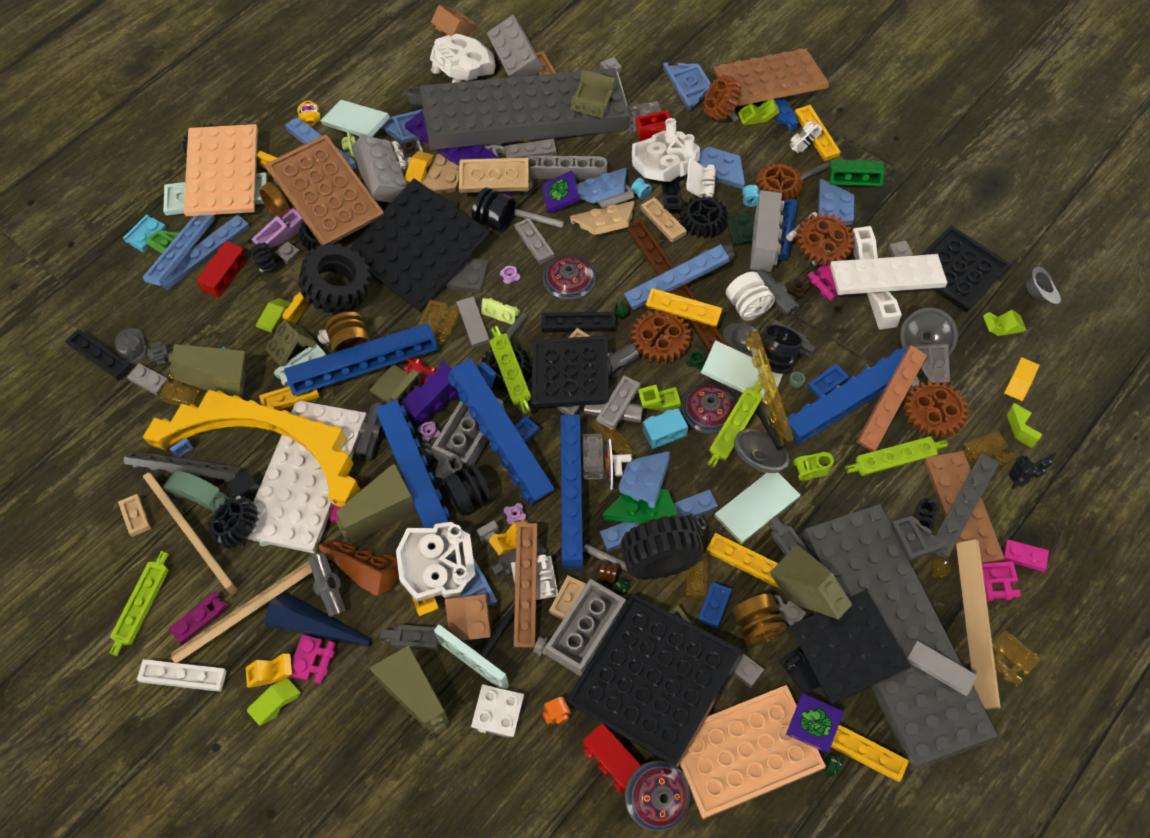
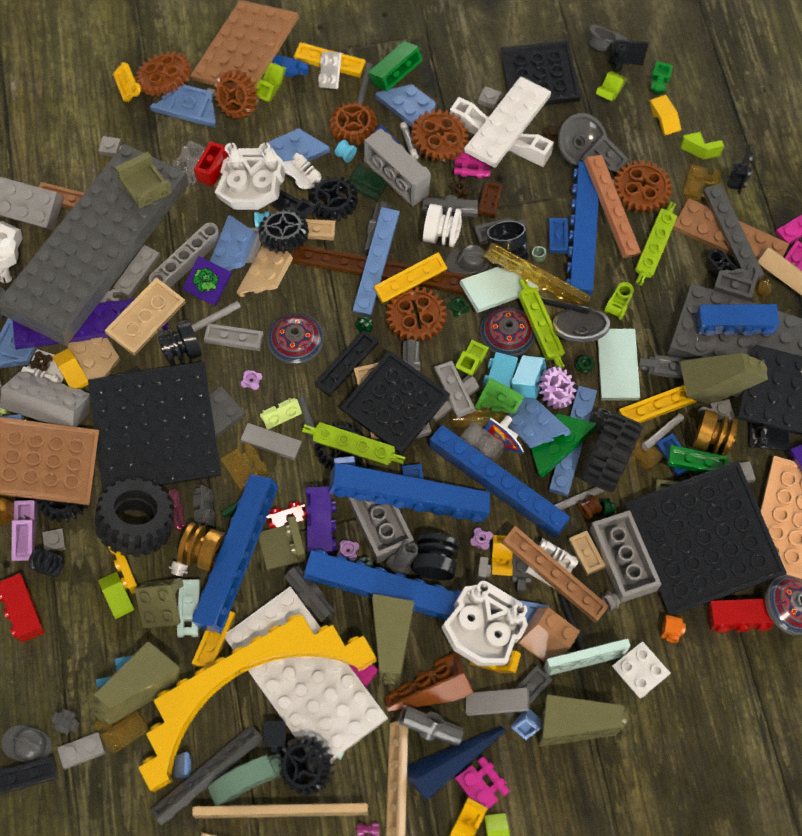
camera: 55 degrees left, 5 degrees up
(370, 302) = (179, 520): none -> clear pink axle
(383, 651) = (527, 724): none -> medium blue slope
(384, 619) = (497, 701): none -> light grey tile
(386, 318) = (203, 498): none -> dark grey hinge
(640, 203) = (283, 231): none -> black gear
(641, 438) = (499, 398): none -> bright green wing
(667, 38) = (126, 82): none -> yellow hinge
(679, 446) = (527, 376): none -> medium azure brick
(685, 480) = (557, 387): none -> lavender gear
(696, 50) = (163, 74): none -> dark orange gear
(720, 621) = (694, 459): none -> green plate
(726, 580) = (662, 432): none -> light grey bar
(733, 476) = (585, 359): none -> dark green plate
(810, 314) = (490, 199): none -> reddish brown plate
(877, 560) = (737, 319): none -> blue brick
(1045, 309) = (627, 53): none -> black hinge
(1058, 349) = (661, 74): none -> green plate

